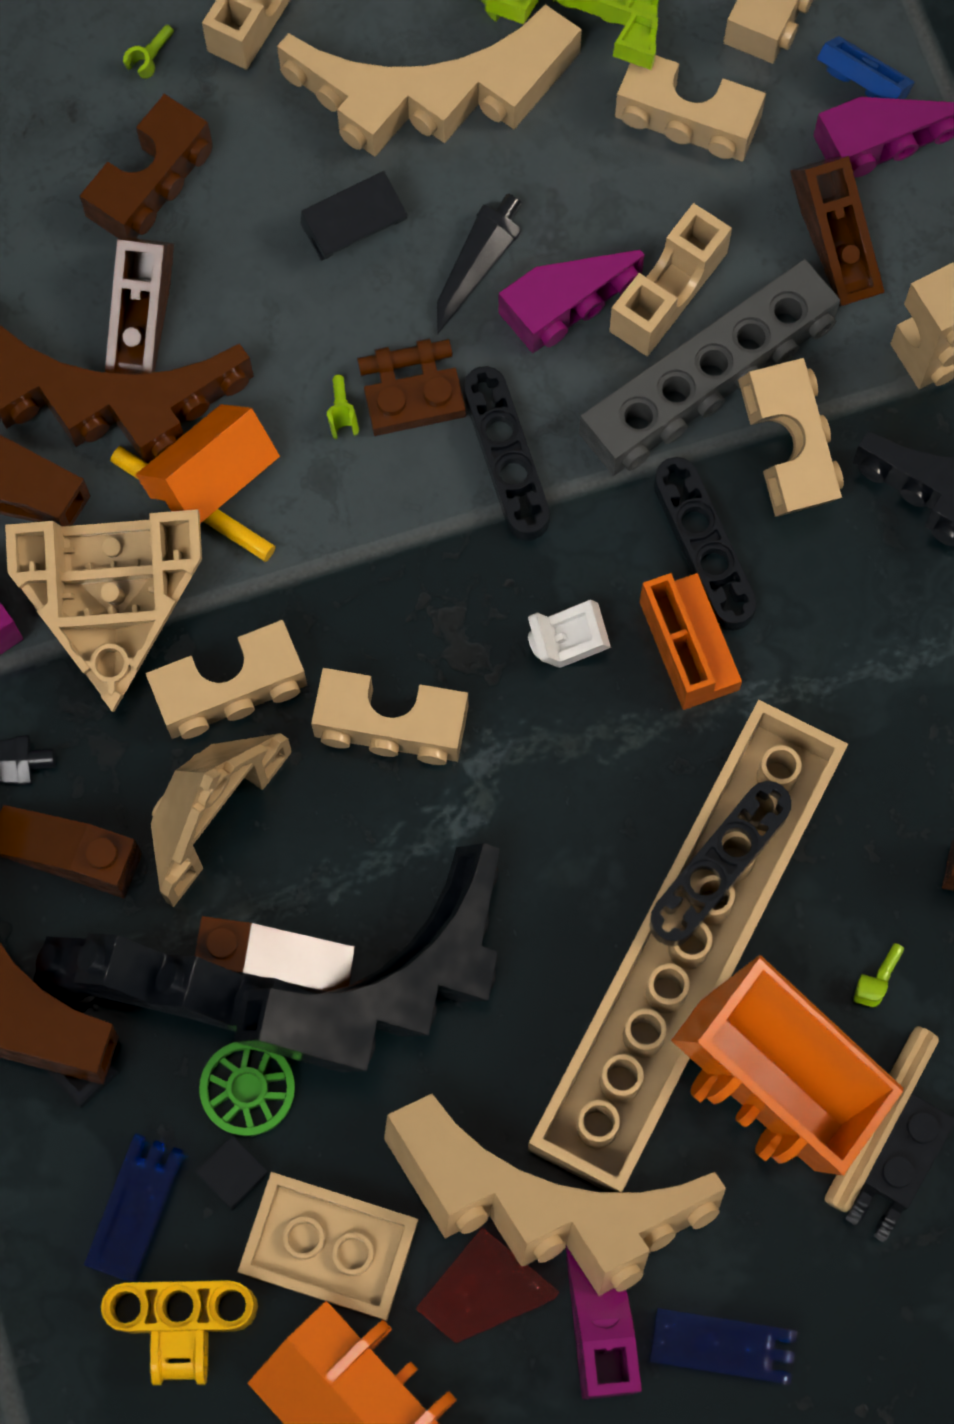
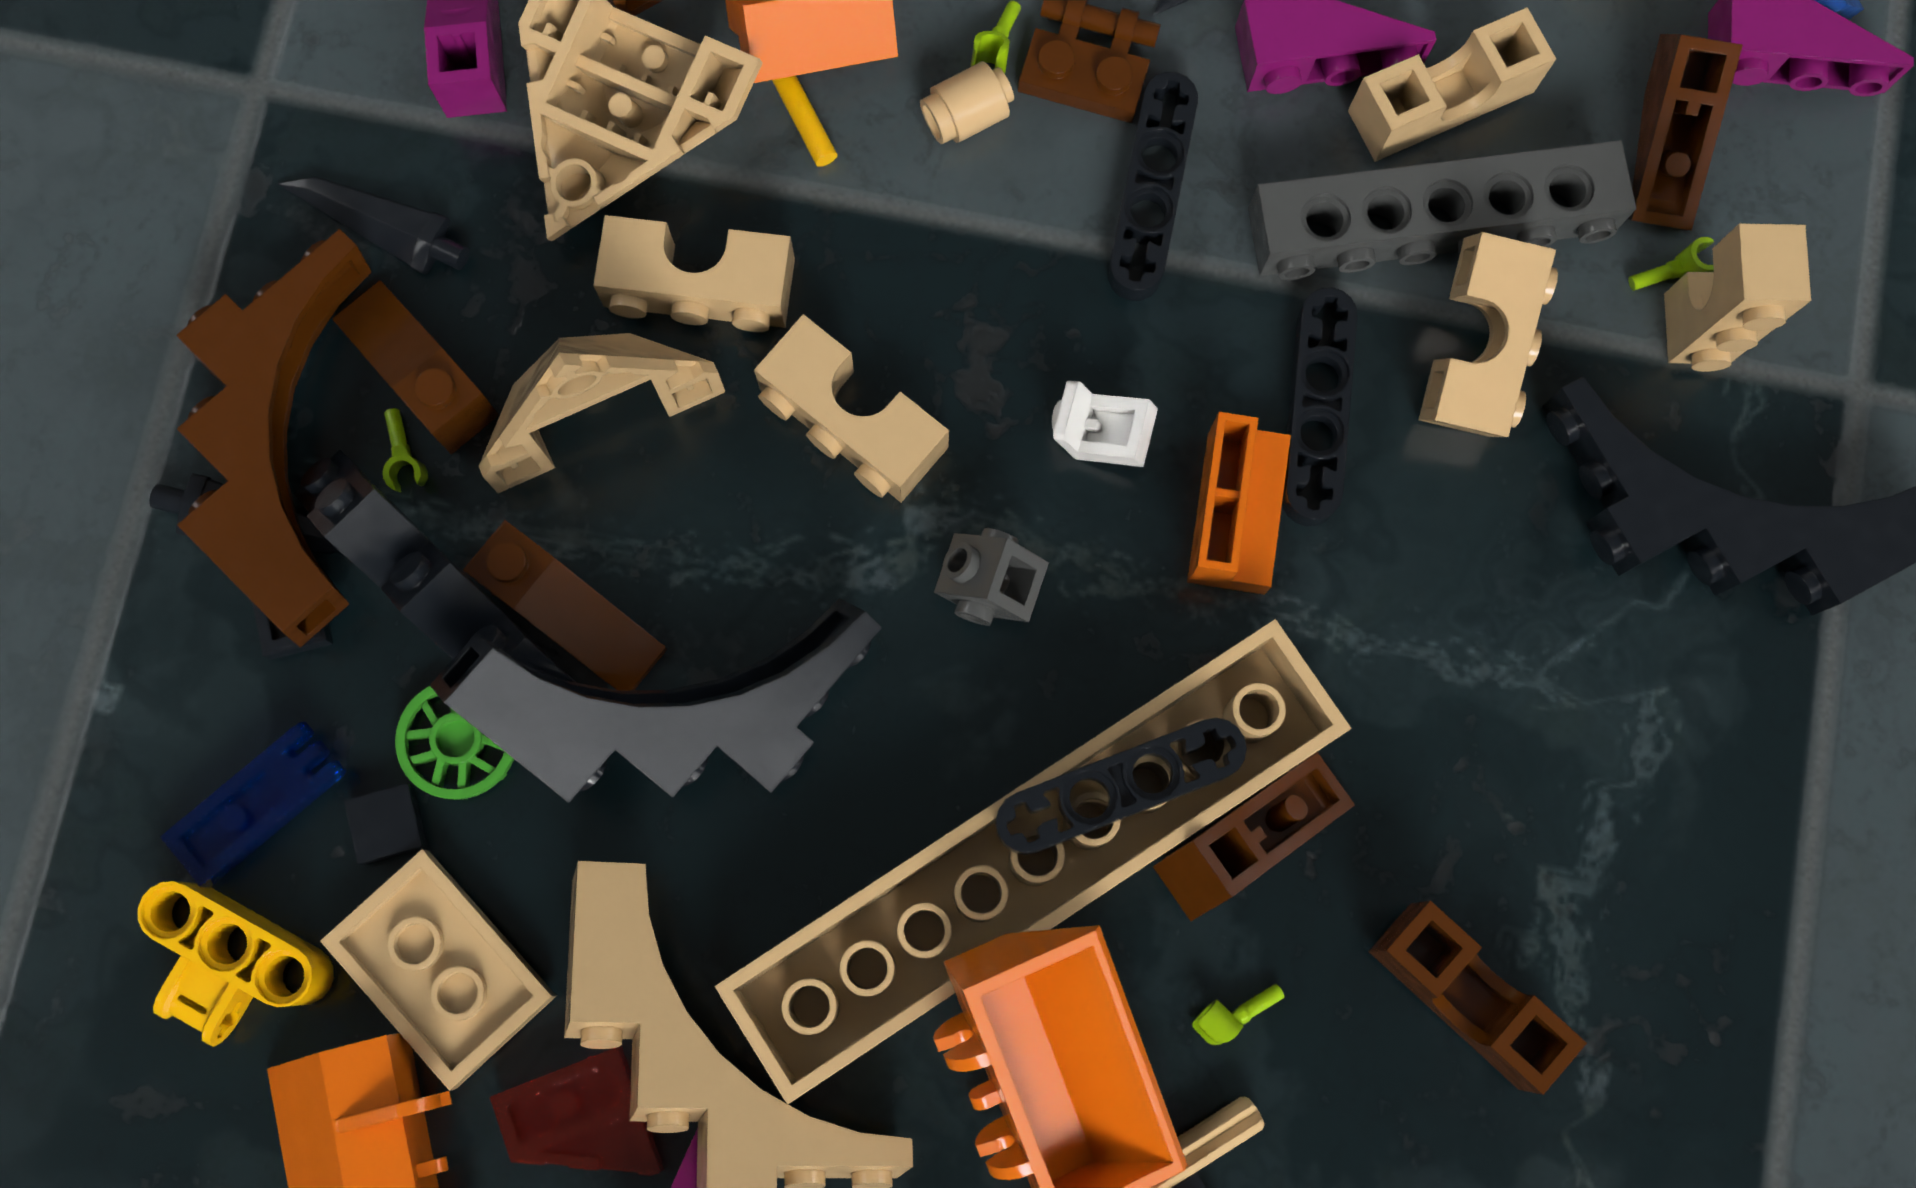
camera: 25 degrees right, 5 degrees up
(88, 913) = (400, 453): none -> lime hand
(347, 463) = (967, 103): none -> tan brick
(543, 774) = (991, 577): none -> dark grey brick
(824, 853) = (1253, 837): none -> reddish brown slope
(892, 317) = (1684, 262): none -> lime hand

